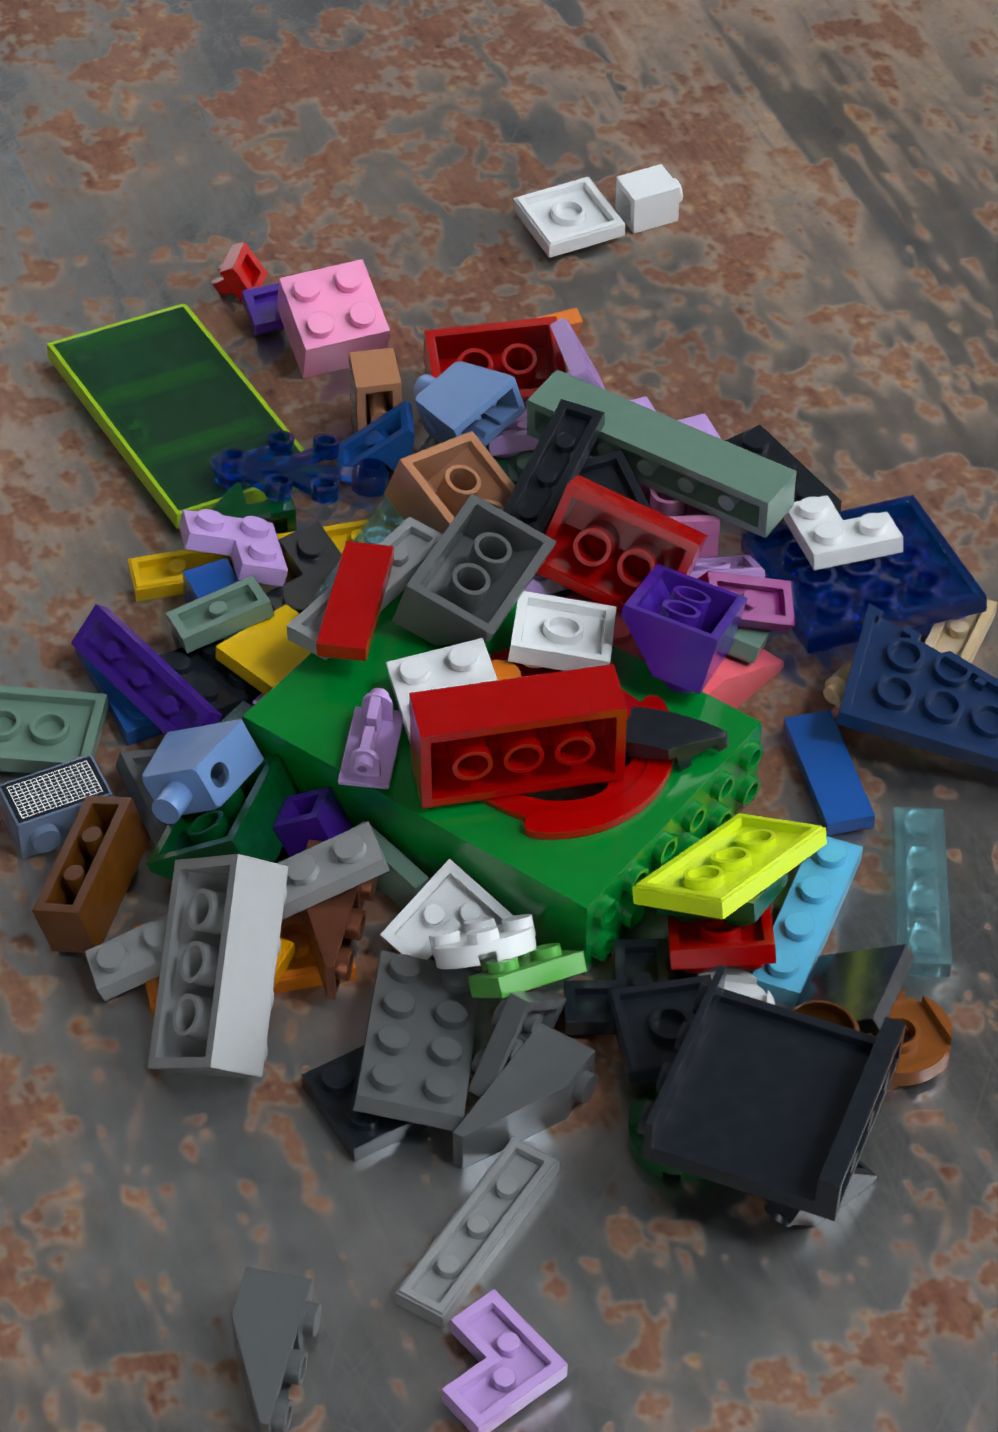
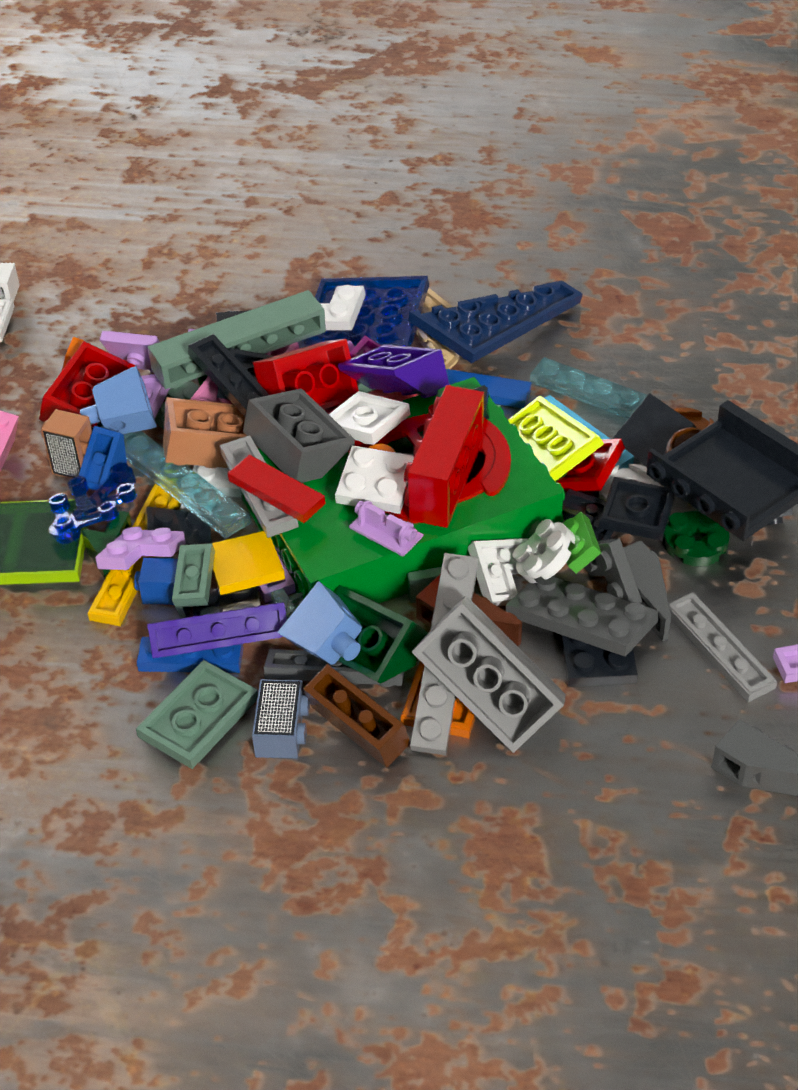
camera: 60 degrees left, 0 degrees up
(310, 816) = (394, 595): dark purple brick -> none

